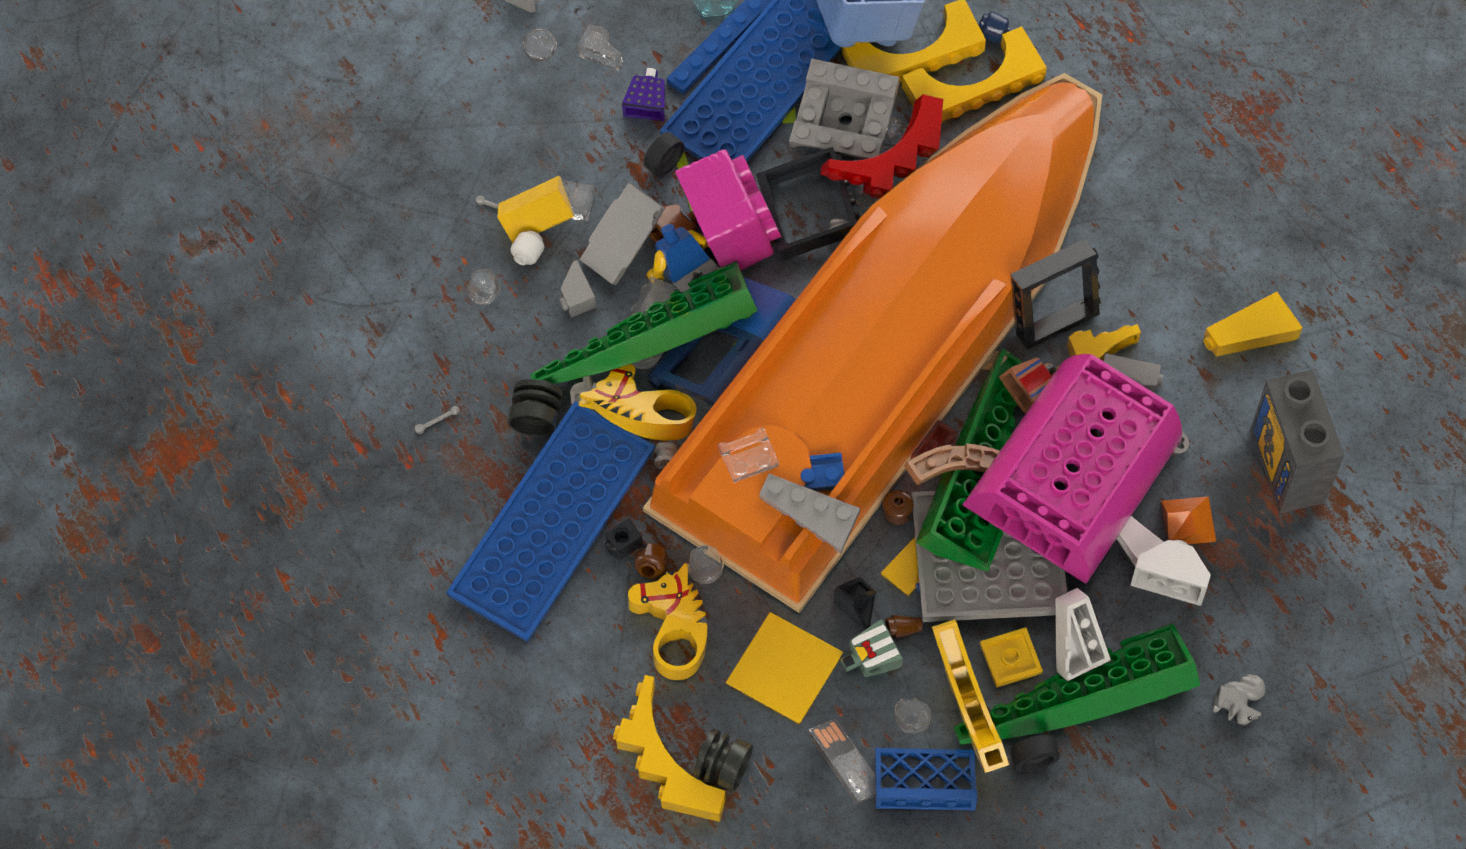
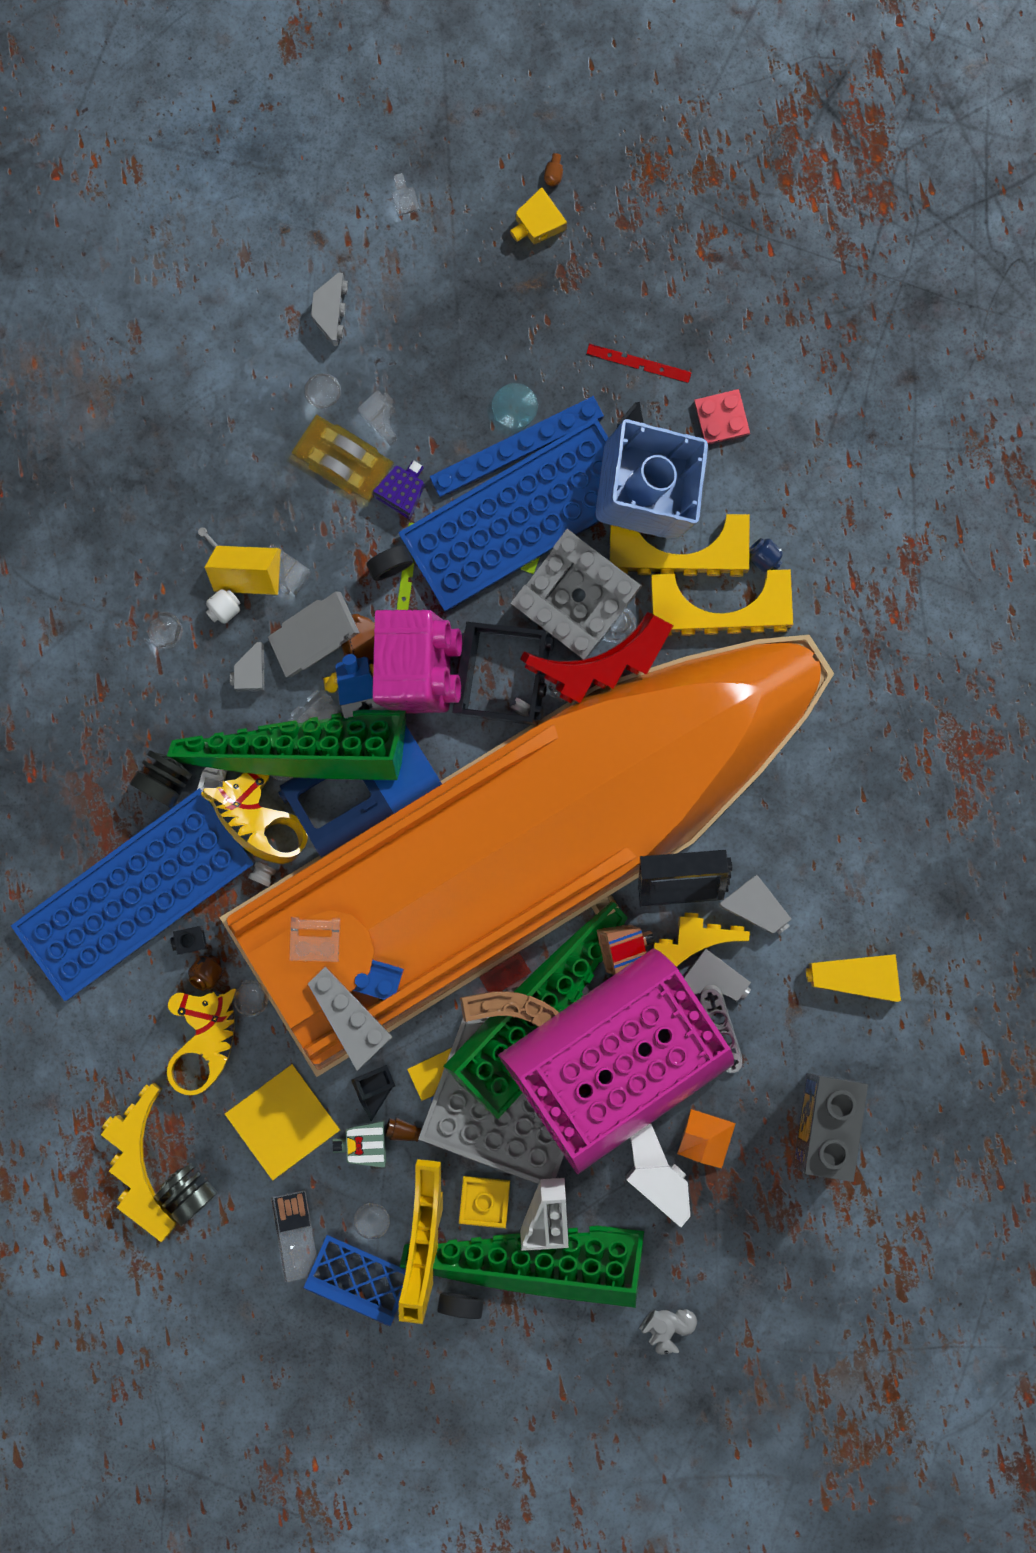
camera: 25 degrees right, 20 degrees up
(419, 428) = (55, 747): light grey hinge -> none
(580, 95) = (342, 458): none -> clear yellow piece
(898, 507) = (454, 1010): reddish brown head -> none
(1132, 305) = (757, 906): none -> light grey slope

